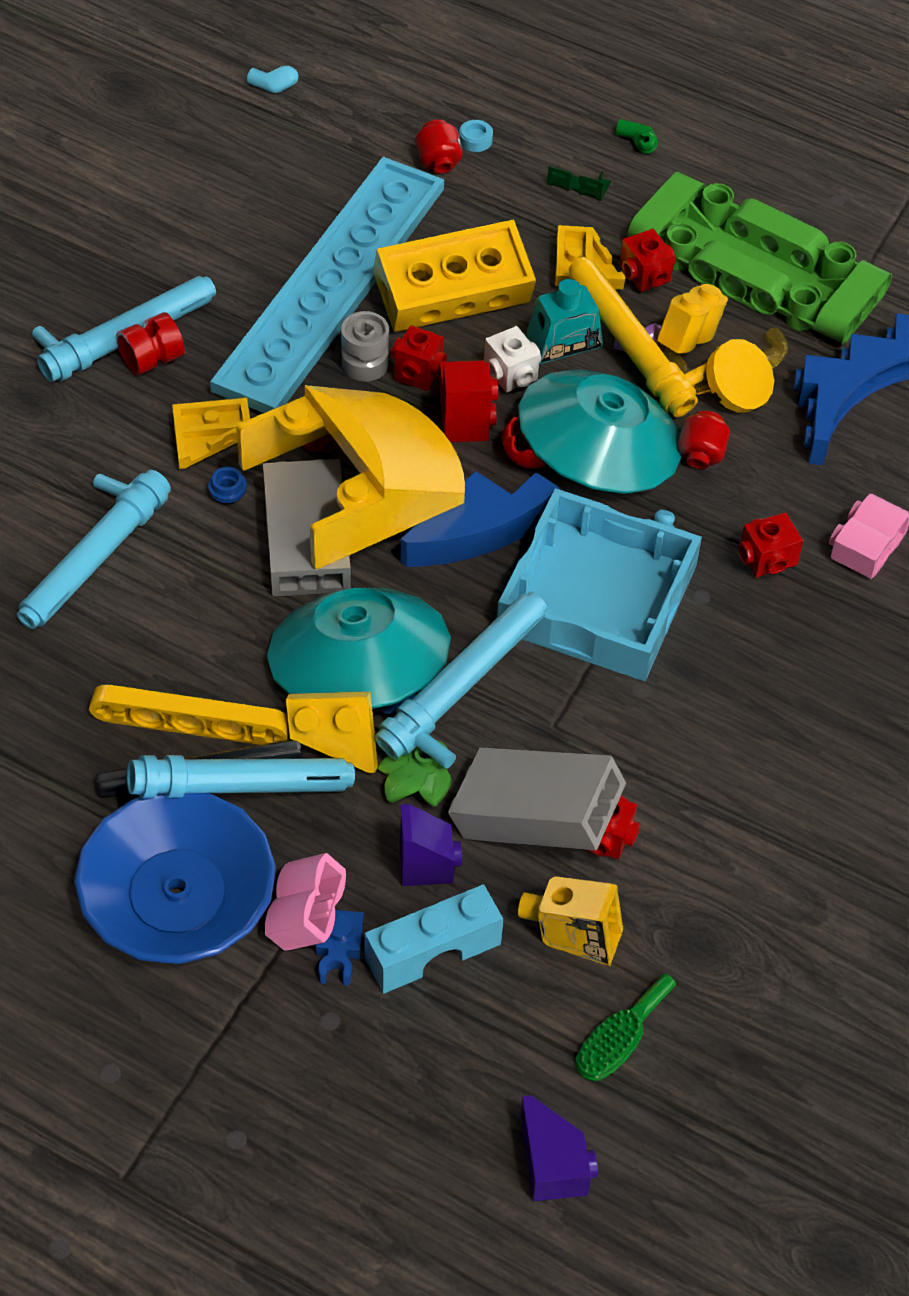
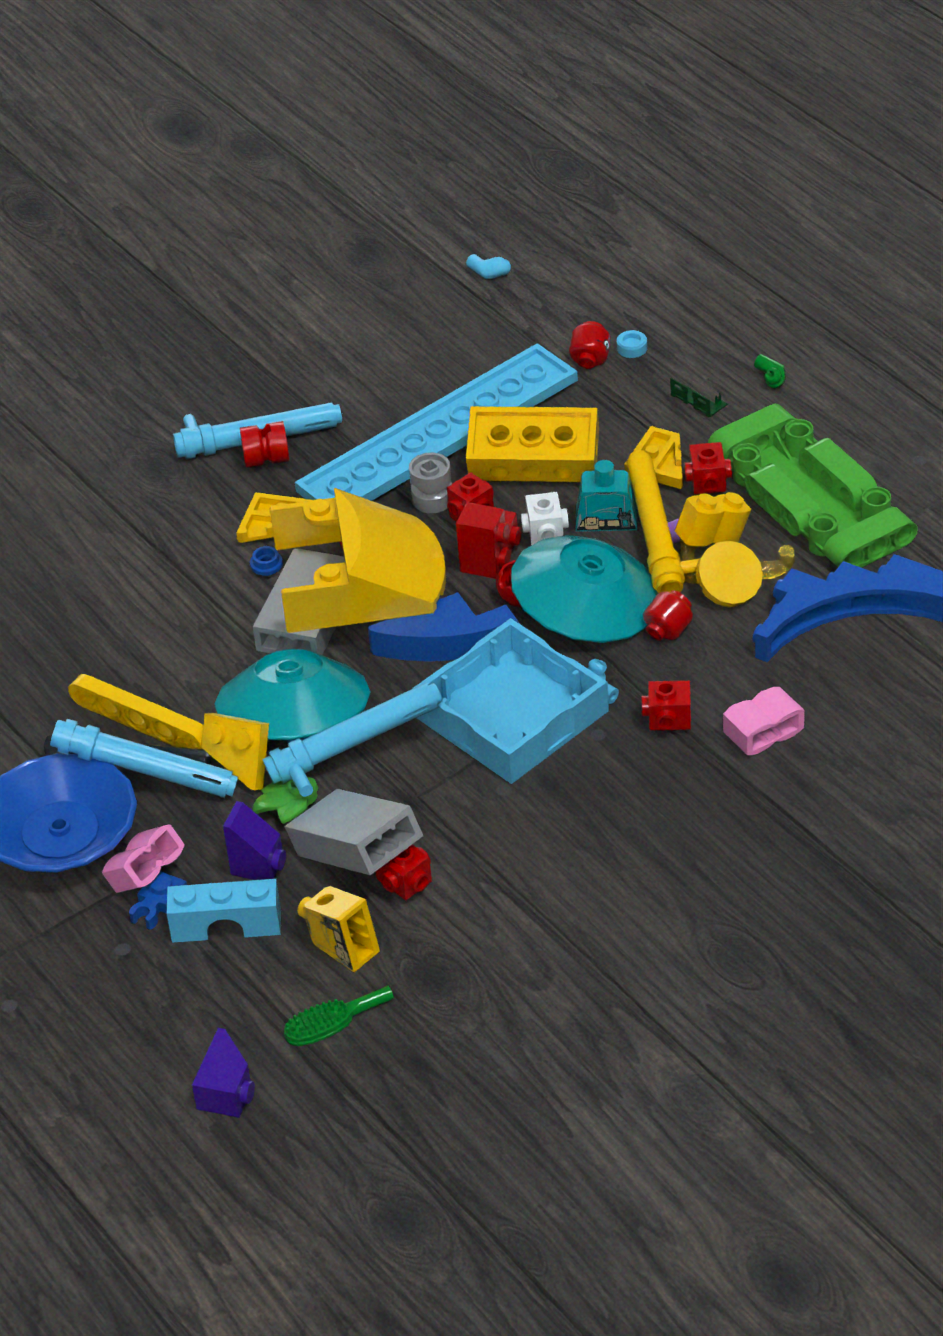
camera: 30 degrees right, 10 degrees down
(131, 509) = (181, 560): medium azure cylinder -> none

